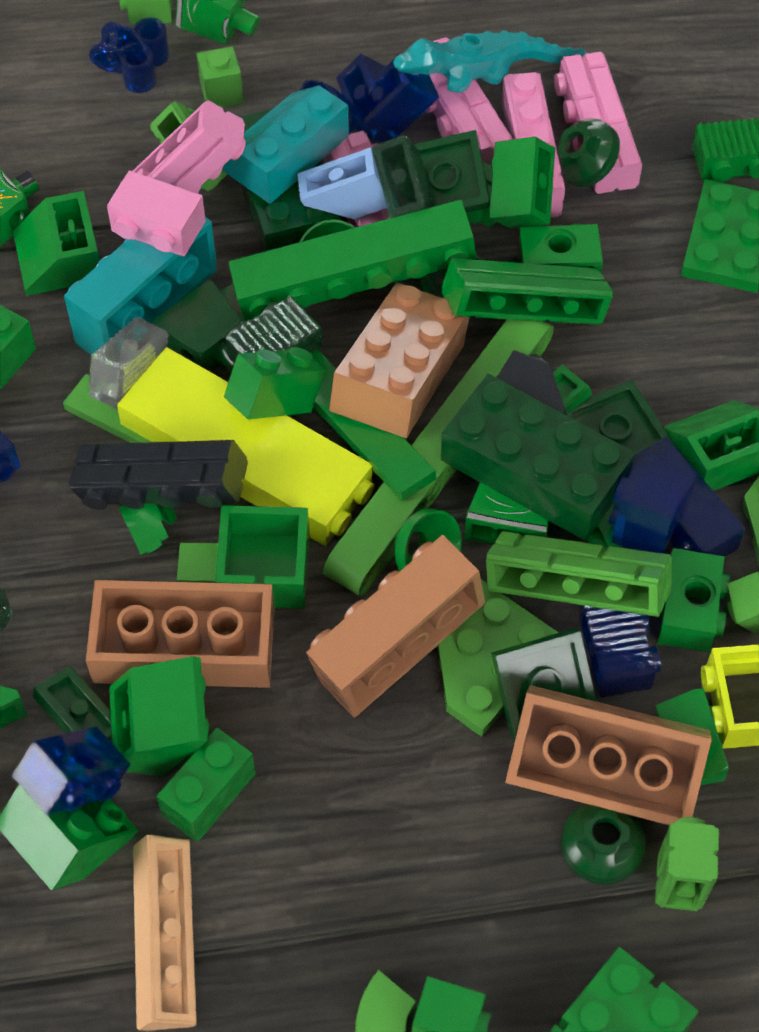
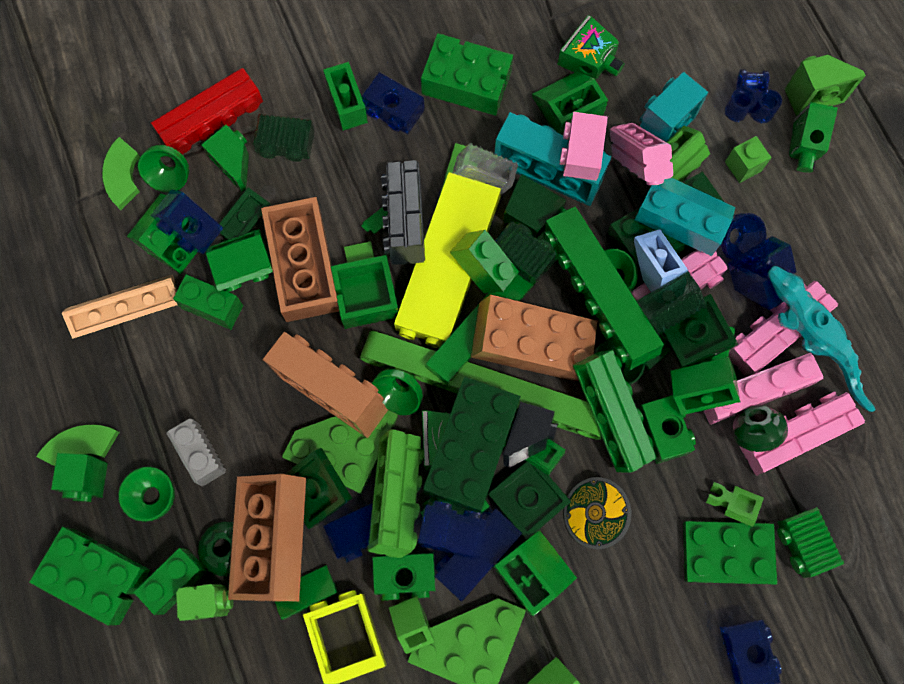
camera: 75 degrees right, 15 degrees up
(121, 125) = (673, 107): none -> teal brick
(448, 846) = (196, 452): none -> light grey brick
(501, 909) = (133, 489): none -> green piece
(642, 917) = (178, 571): none -> green brick
(655, 351) = (597, 513): none -> shield
(672, 205) = (739, 503): none -> bright green plate

